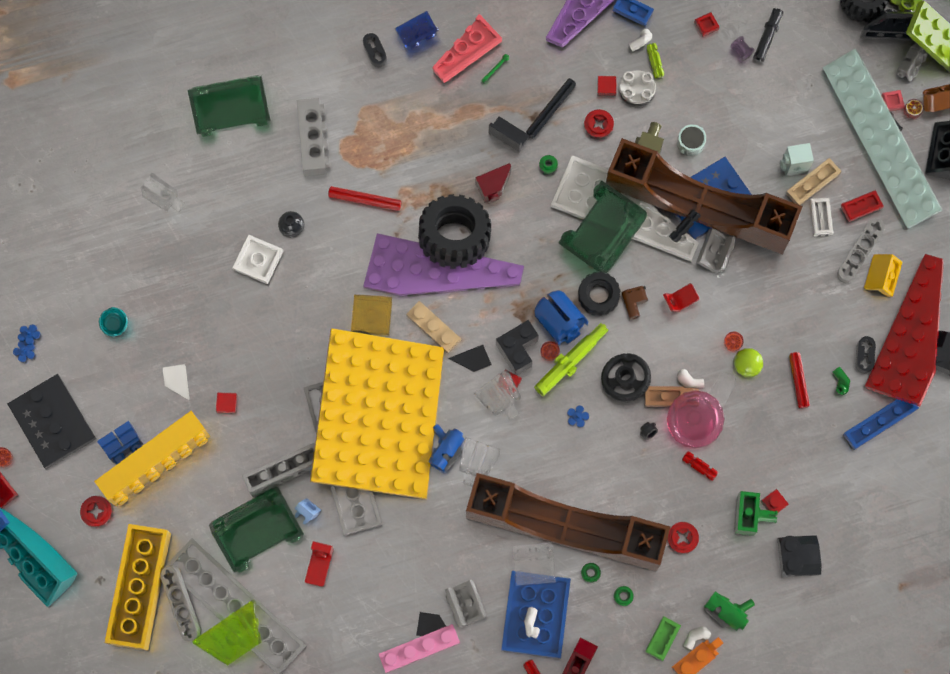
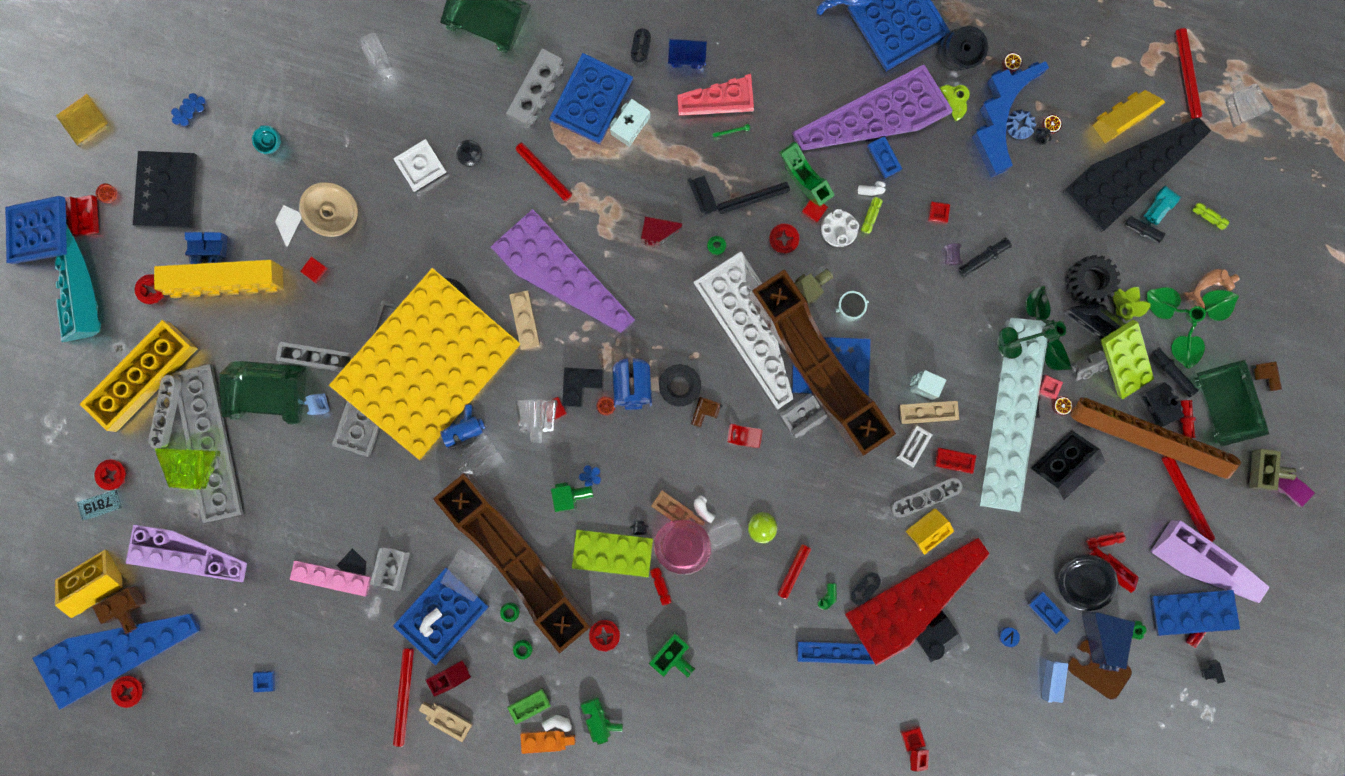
camera: 30 degrees right, 10 degrees up
(207, 342) = (331, 200): none -> tan dish
(319, 564) = (296, 455): red bracket -> none
(363, 115) = (591, 98): none -> blue plate
(372, 314) = (481, 275): clear yellow tile -> none
(408, 124) = (629, 132): none -> light aqua brick
(454, 210) = (598, 229): black tyre -> none
(473, 359) = (539, 369): black sticker -> none
(567, 363) = (610, 427): lime piece -> none
(571, 442) = (566, 496): none -> green brick
(581, 65) = (807, 180): none -> green arch
(605, 229) = (720, 335): clear green windscreen -> none
(628, 361) = (655, 487): black wheel -> none
(641, 466) = (612, 553): none -> lime plate
(684, 226) = (789, 378): black axle -> none
(733, 341) = (763, 501): clear red tile -> none
(774, 501) = (700, 658): red plate -> none
(799, 556) = (688, 716): black slope -> none
(840, 45) = (1037, 306): none -> dark green plant

